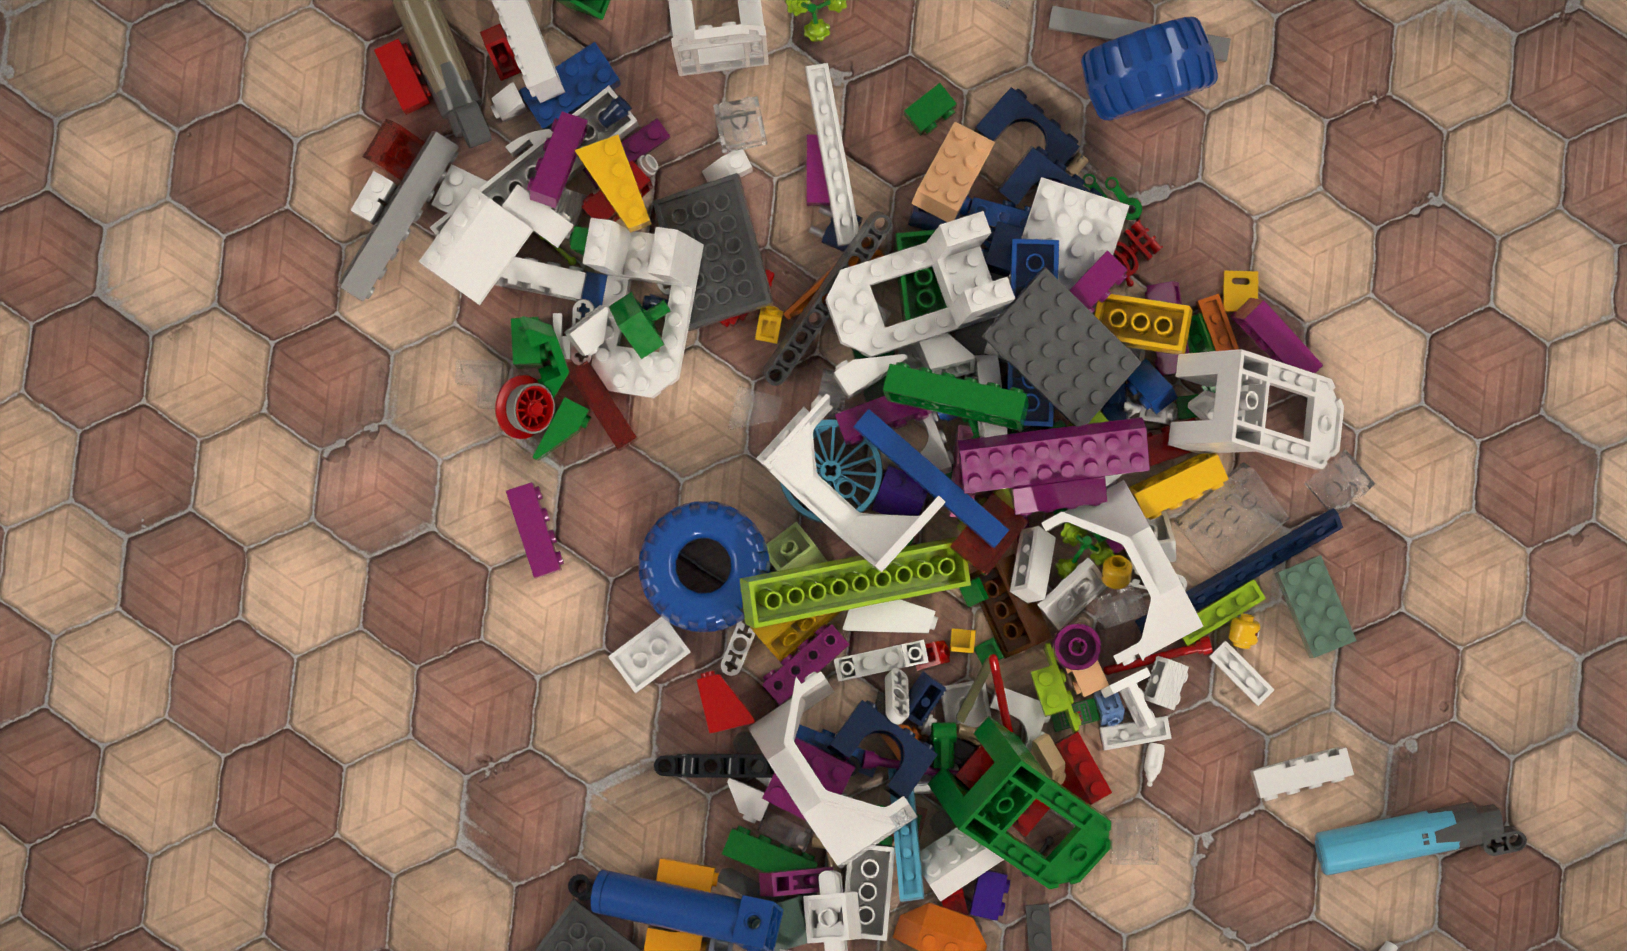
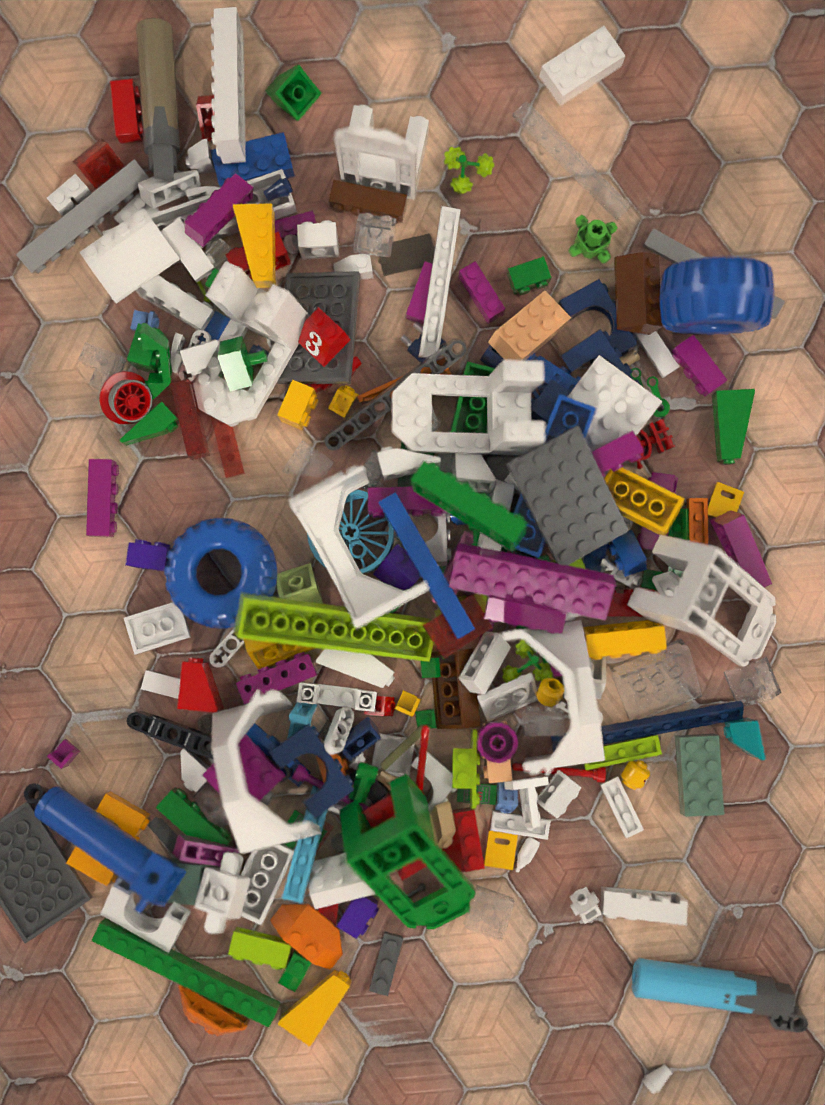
camera: 20 degrees right, 0 degrees up
(477, 160) = (163, 191): none -> white slope
(509, 309) = (144, 317): none -> medium blue bracket
(595, 832) = (64, 754): none -> magenta panel
(615, 576) = (147, 556): none -> dark purple brick
(656, 424) = (228, 448): none -> clear red tile
(677, 151) = (318, 240): none -> white brick
(677, 716) = (161, 684): none -> white tile
(716, 86) = (364, 199): none -> reddish brown brick
(720, 348) = (297, 405): none -> yellow brick
(724, 263) = (322, 337): none -> red slope
(785, 131) = (408, 255): none -> clear smoke piece
(848, 697) = (300, 717): none -> medium azure bracket
(883, 147) = (481, 292): none -> magenta brick
(989, 50) = (593, 239): none -> bright green piece
(1060, 88) = (638, 292): none -> reddish brown slope
(1093, 136) = (658, 353): none -> white tile
(1126, 773) = (499, 854): none -> yellow piece
(1157, 147) = (698, 366): none -> magenta brick
(1215, 195) = (731, 422): none -> green slope
(1238, 795) = (585, 905): none -> white brick
(1351, 546) = (746, 736): none -> teal slope

